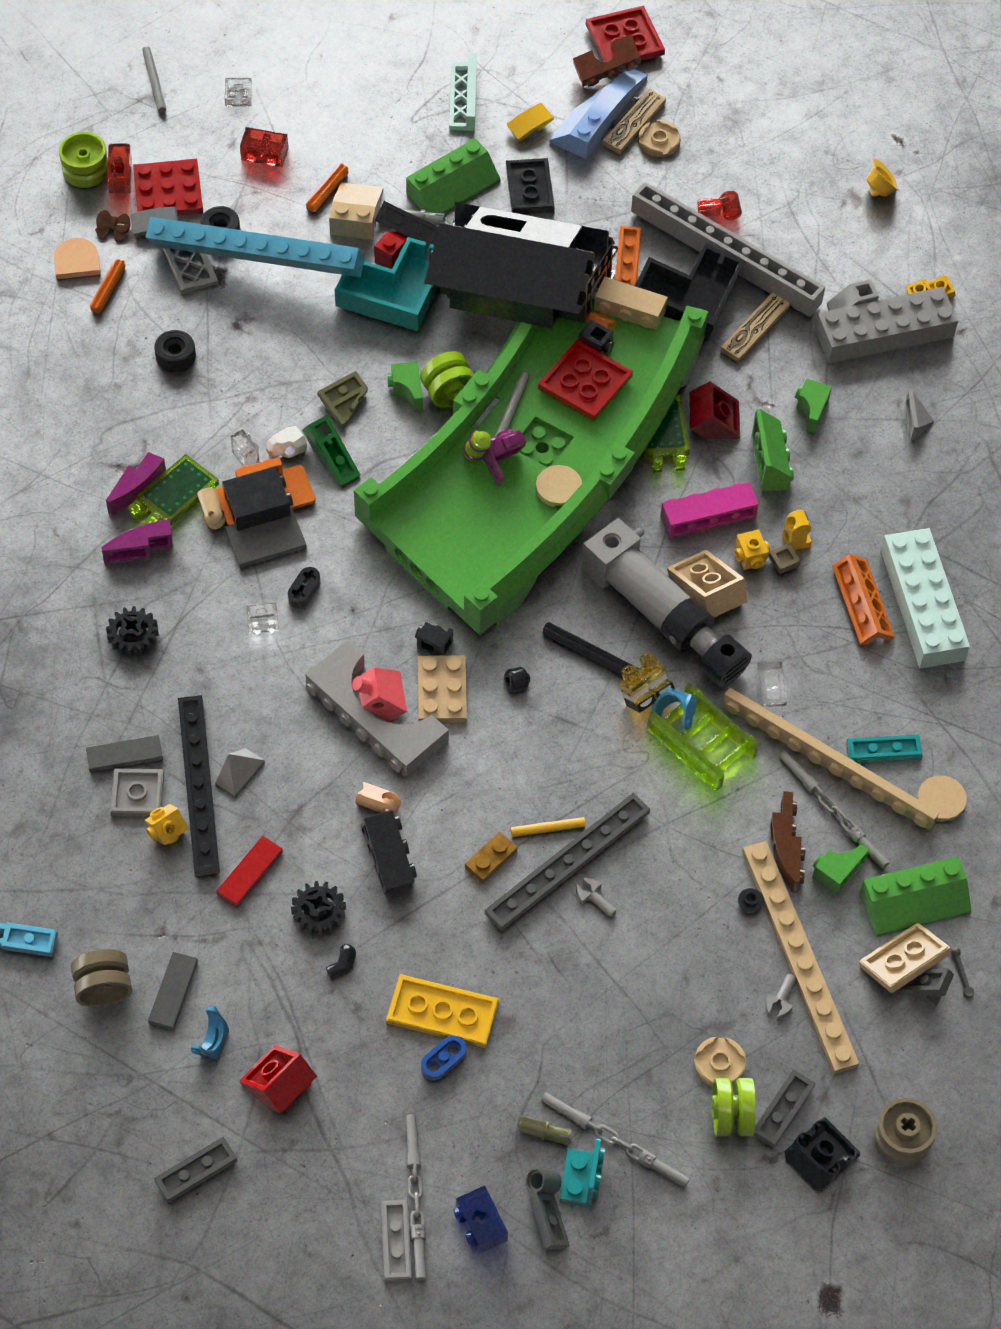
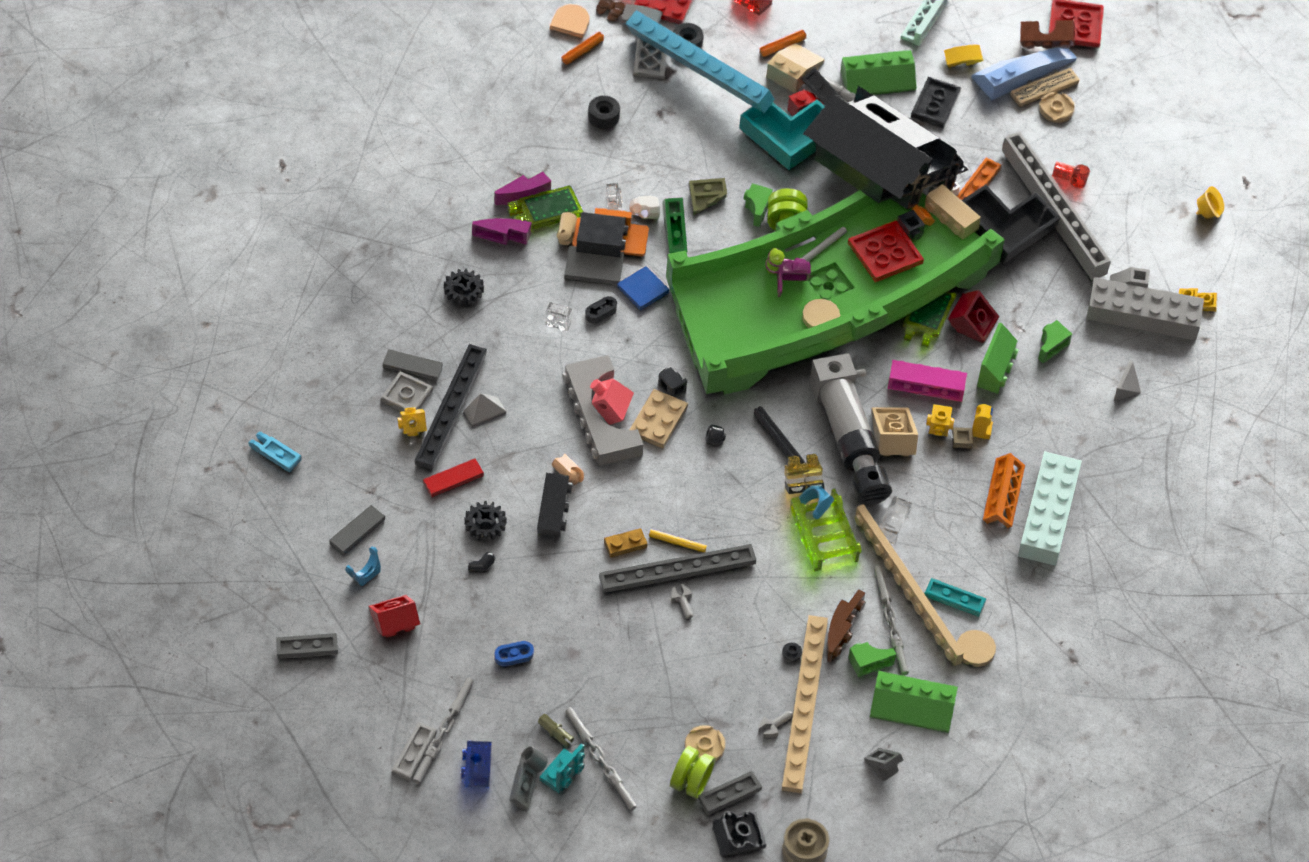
camera: 25 degrees right, 5 degrees down
(101, 978) = (312, 497): dark tan wheel -> none
(336, 540) = (643, 288): none -> blue tile
(442, 1010) = (532, 624): yellow tile -> none
(755, 327) = (1044, 270): tan tile -> none
(905, 957) = (878, 736): tan tile -> none
(968, 991) = (913, 781): dark grey hinge -> none

